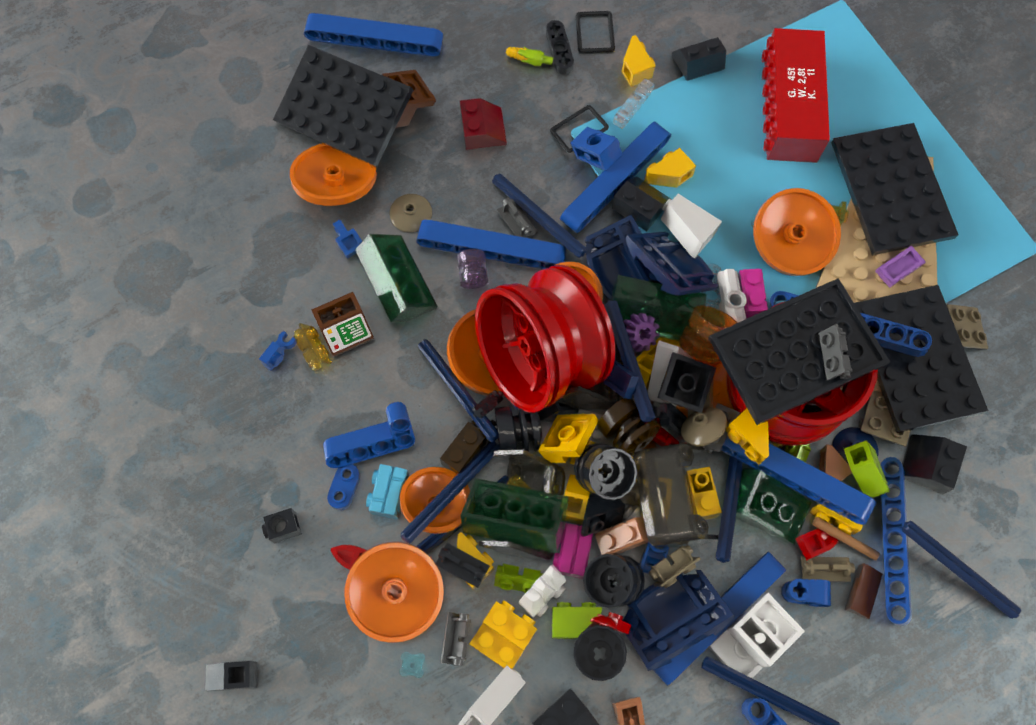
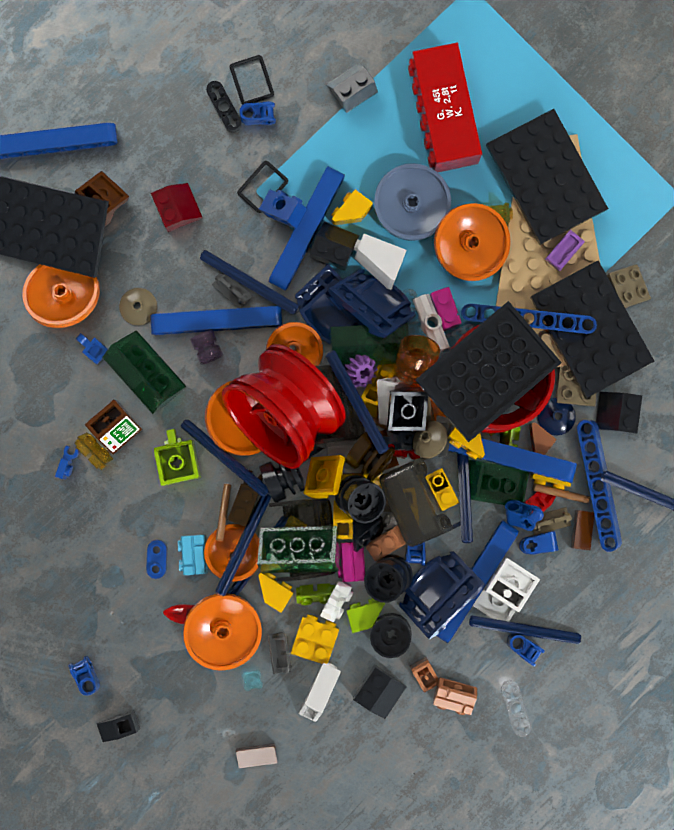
camera: 15 degrees left, 15 degrees up
(212, 596) = (84, 674): none -> blue piece
(291, 529) = (124, 598): black brick -> none
(371, 441) = (167, 518): blue beam -> none
(393, 370) = (167, 454): none -> lime hinge
(437, 452) = (223, 512): none -> medium nougat bar
(462, 565) = (269, 598): black hinge -> none
(487, 404) = (253, 466): black axle -> none
(529, 56) = (202, 124): lime piece -> none
(591, 59) = (259, 113): none -> blue piece
(613, 621) = (394, 610): red plate -> none
(622, 381) = (355, 422): dark blue tile -> none
(633, 103) = (304, 151): clear beam -> none
(637, 63) = (297, 107): yellow slope -> none
(681, 561) = (437, 551): dark tan hinge -> none
(738, 176) = (412, 201): none -> sand blue dish
(796, 548) = (522, 514): none -> blue piece
(833, 345) = (512, 361): dark grey hinge -> none
(866, 469) = (566, 436): lime slope -> none

